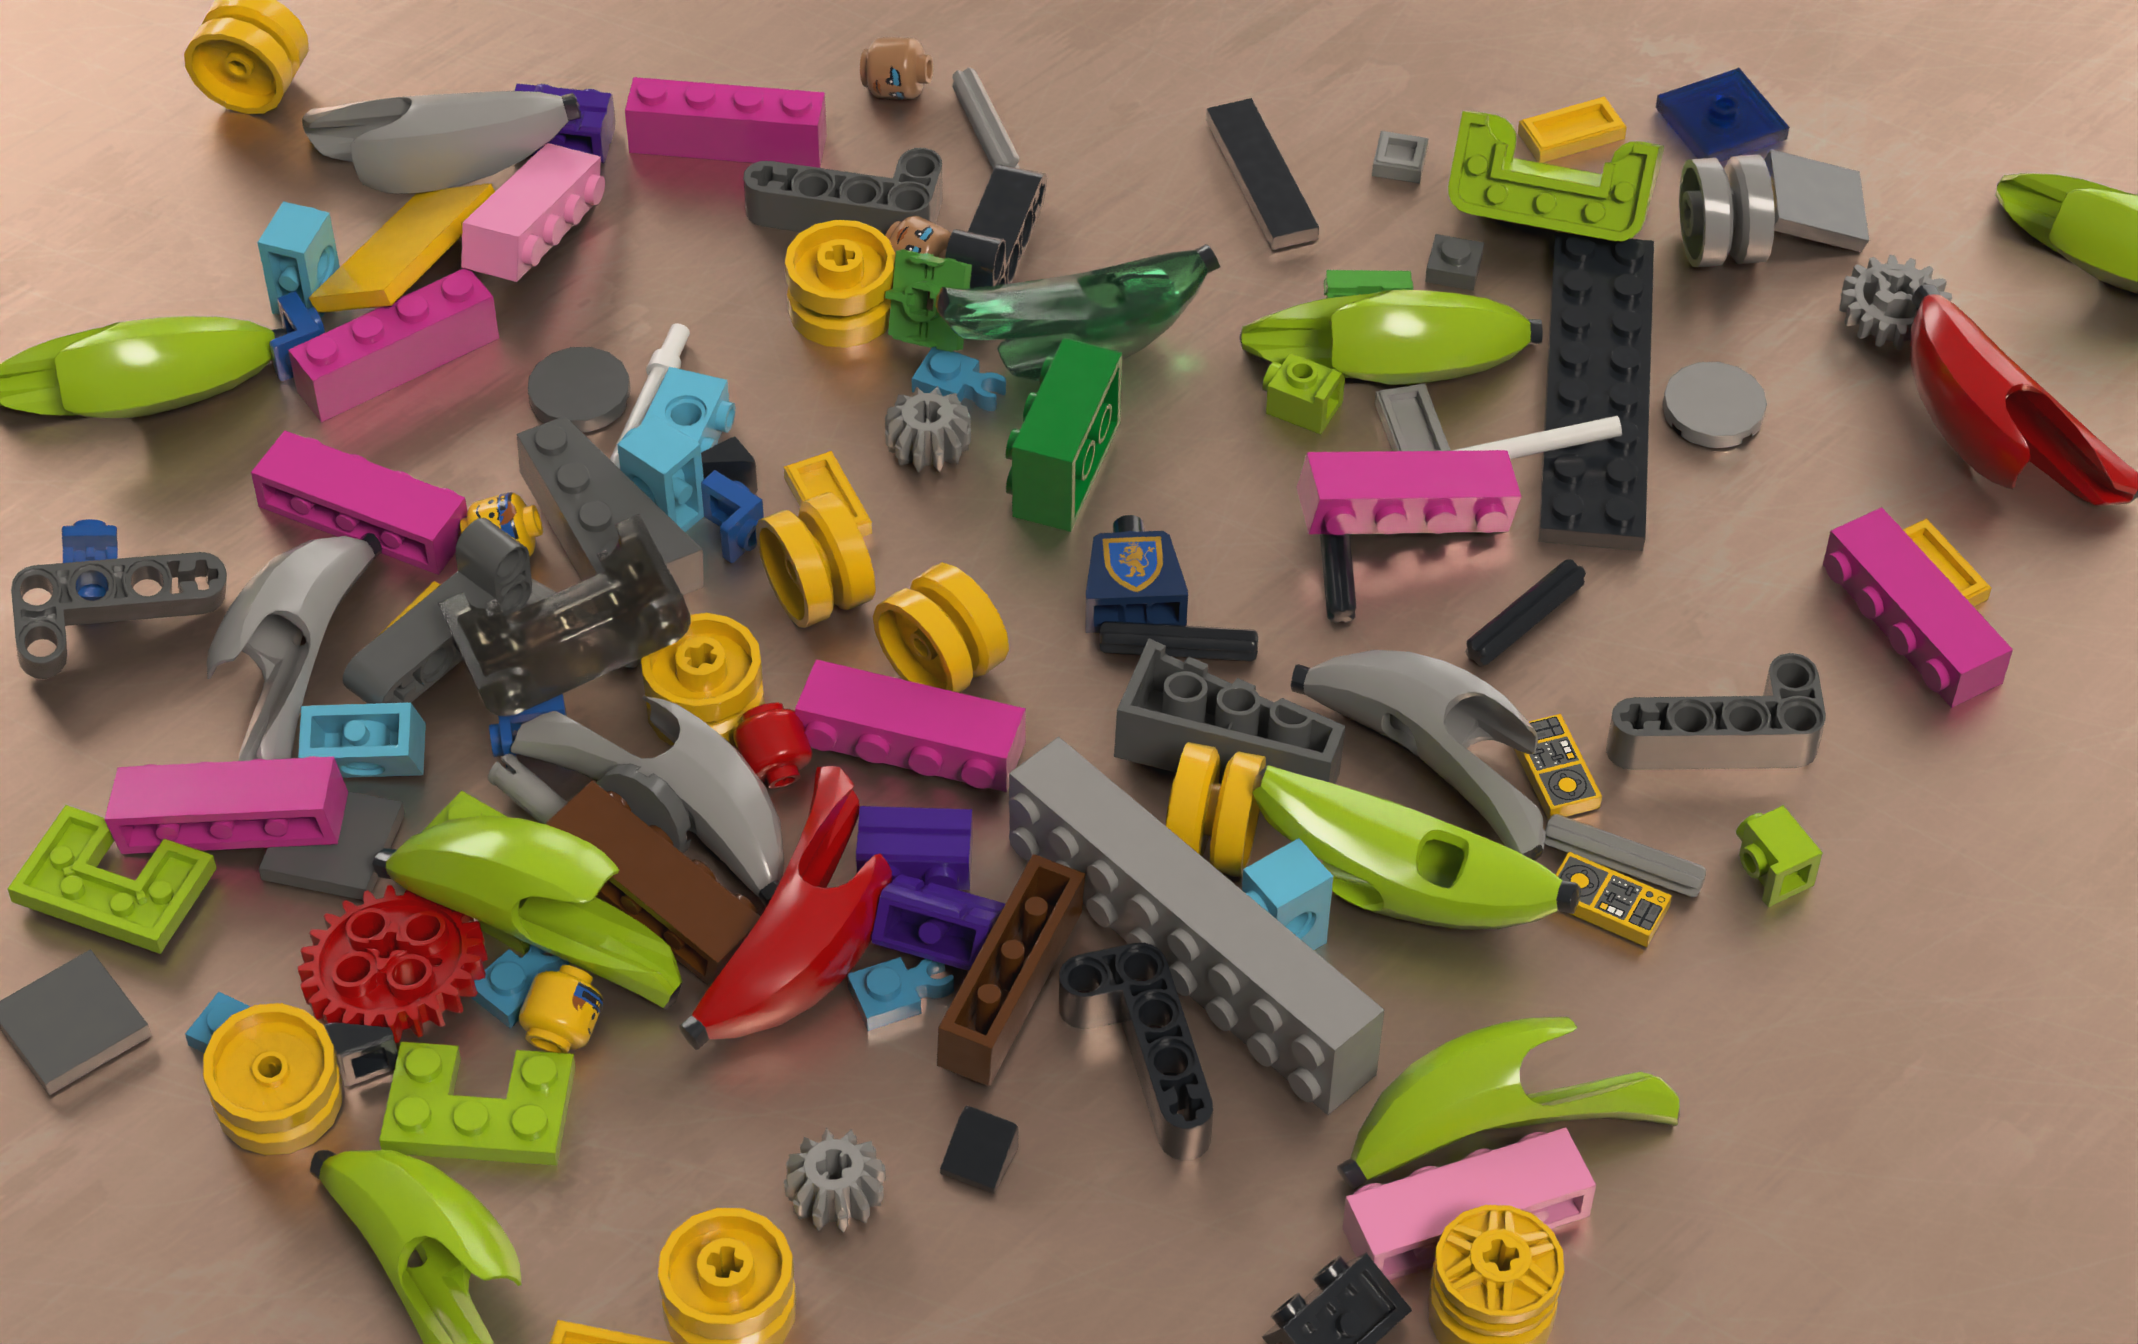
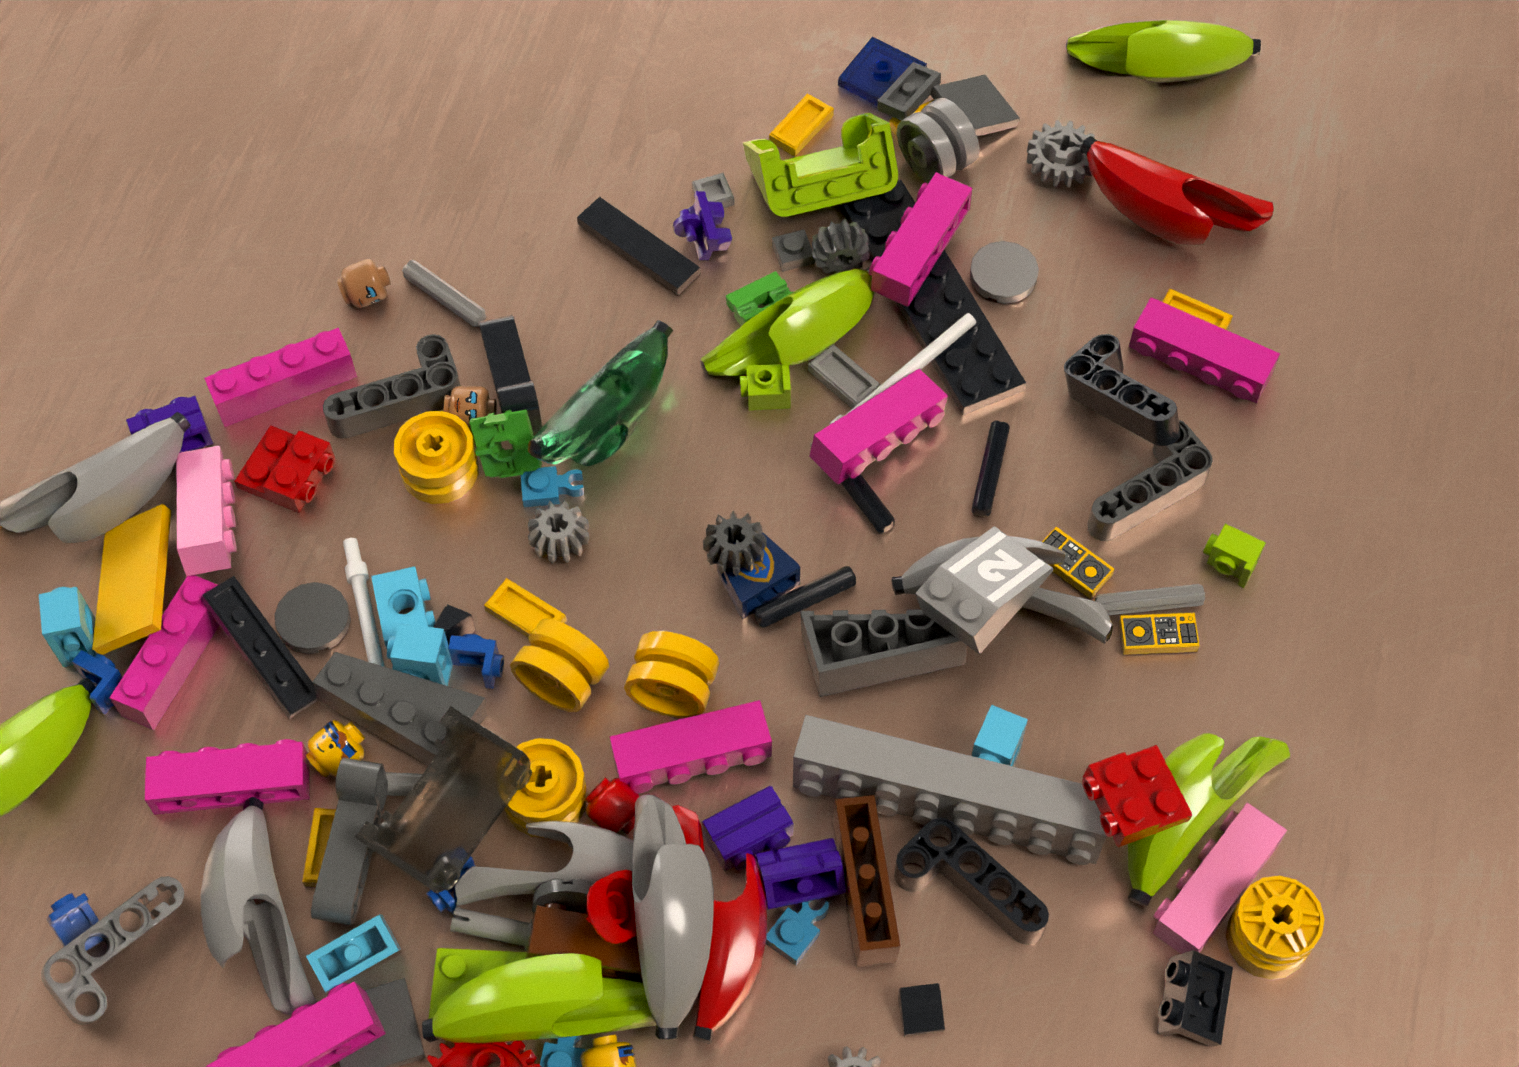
camera: 30 degrees left, 10 degrees up
(492, 381) = (260, 646): none -> black tile
(665, 222) = (286, 468): none -> red plate
(678, 817) = (612, 907): none -> red piece
(731, 865) = (671, 913): none -> light grey piece
(1064, 434) = (651, 494): green brick -> none
(1119, 524) = (721, 547): none -> dark grey gear
(1224, 811) = (916, 703): yellow wheel -> none
(1350, 177) = (699, 224): none -> dark purple hips
(1384, 705) = (982, 588): none -> light grey slope
(1402, 1020) = (1135, 795): none -> red plate
(1409, 861) = (1052, 675): lime piece -> none
(1511, 274) = (840, 247): none -> dark grey gear
(1616, 305) = (920, 239): none -> dark pink brick
(1736, 138) = (908, 91): none -> dark grey plate
(1742, 582) = (1098, 382): none -> black beam

